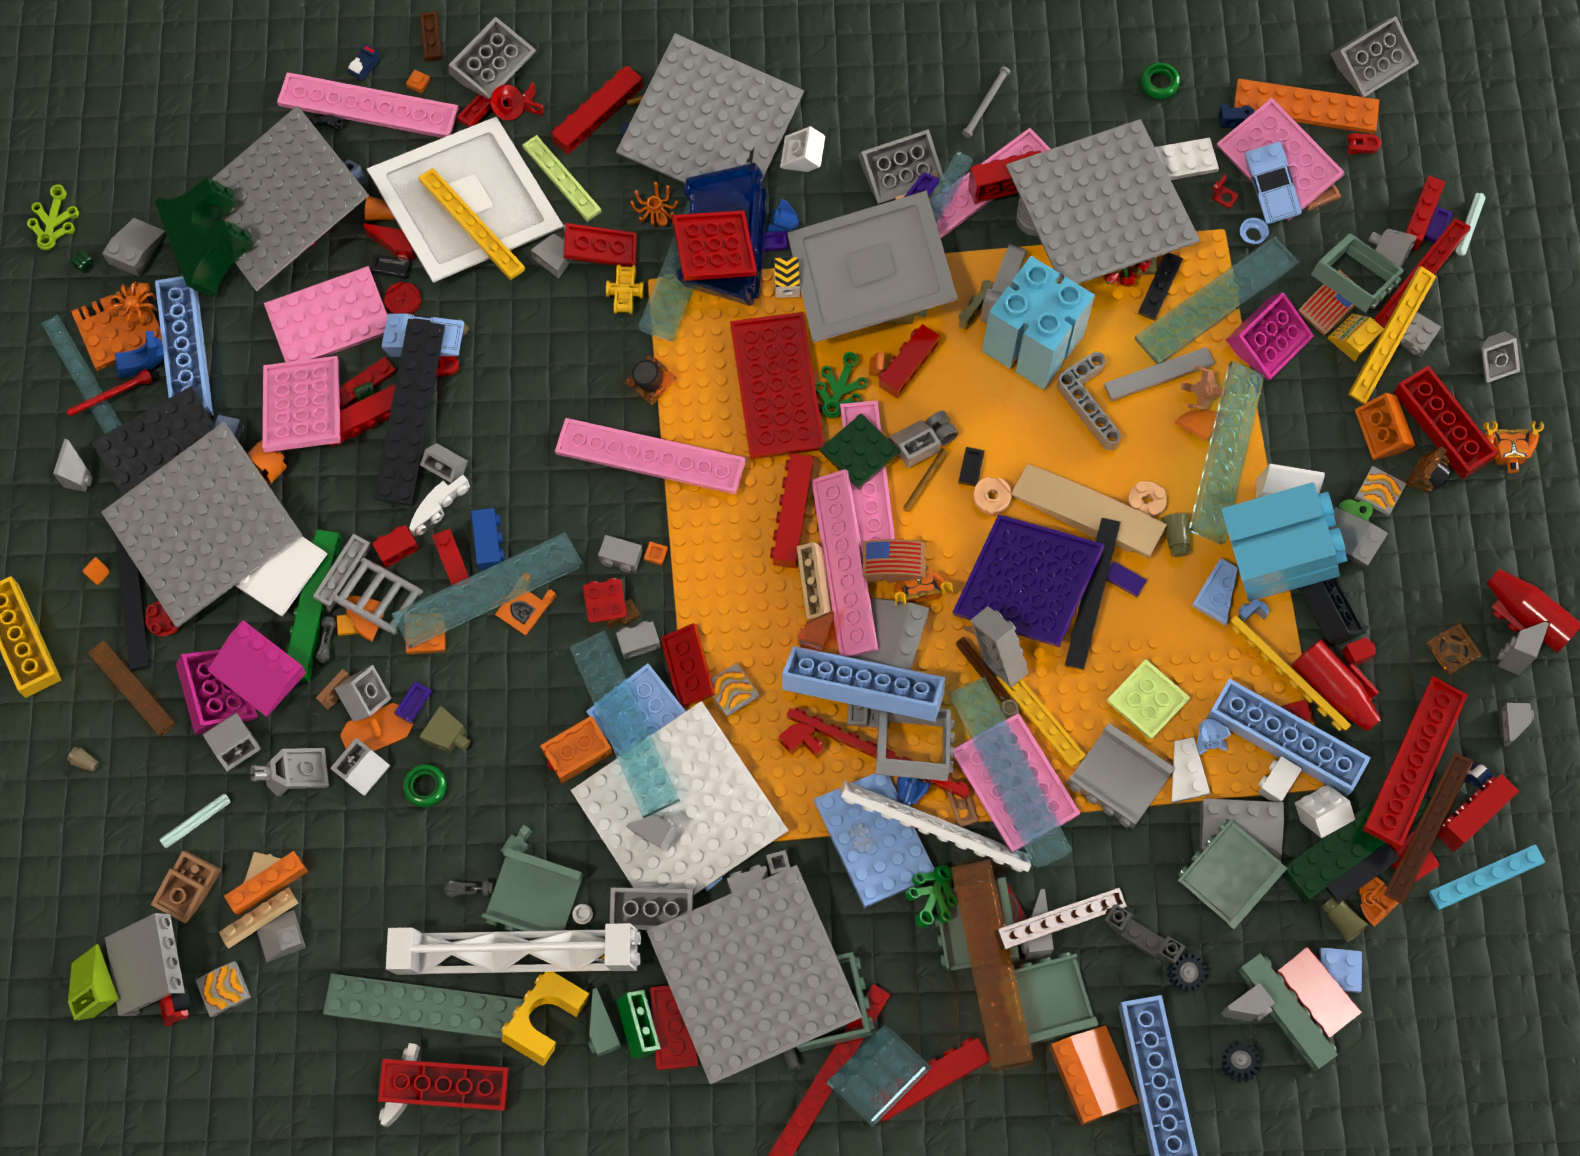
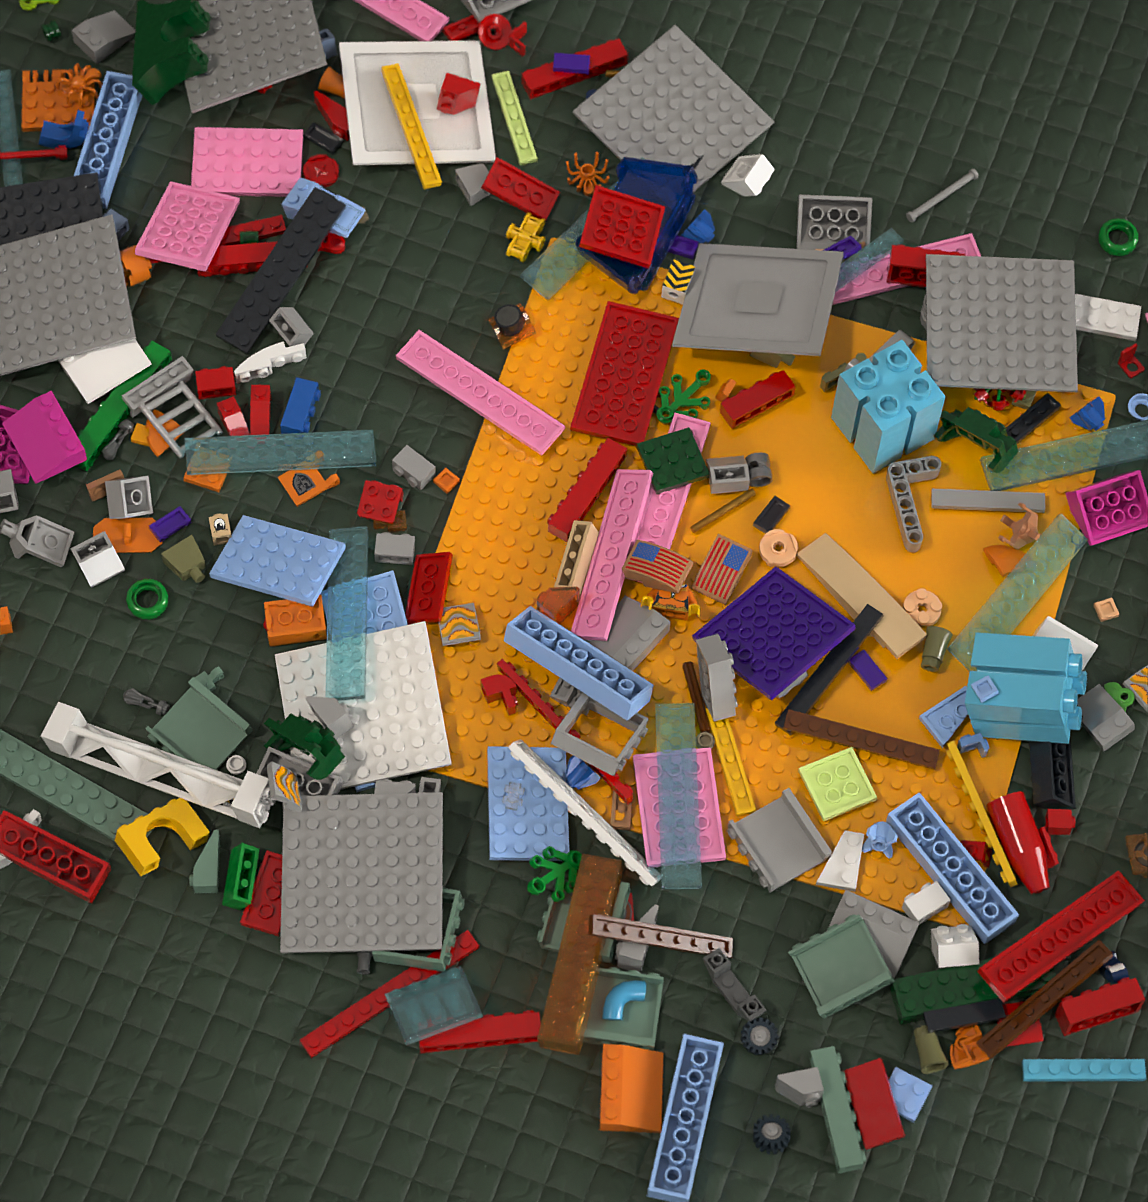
camera: 20 degrees right, 5 degrees down
(427, 574) = (232, 417): none -> red slope
(464, 688) = (220, 528): none -> tan brick
(501, 176) = (457, 94): none -> red slope
(534, 698) = (277, 560): none -> light blue plate
(594, 105) = (571, 63): none -> dark purple tile
(644, 864) = (308, 738): none -> dark green piece
(646, 923) = (284, 786): none -> slope
(951, 537) = (722, 569): none -> slope
(1044, 989) = (620, 995): none -> dark azure cylinder
(1129, 312) = (980, 430): none -> dark green piece
(1150, 648) = (861, 739): none -> reddish brown plate
(1215, 258) = (1091, 415): none -> blue brick
(1257, 560) = (984, 689): none -> light blue plate
(1308, 434) = (1106, 609): none -> light nougat tile

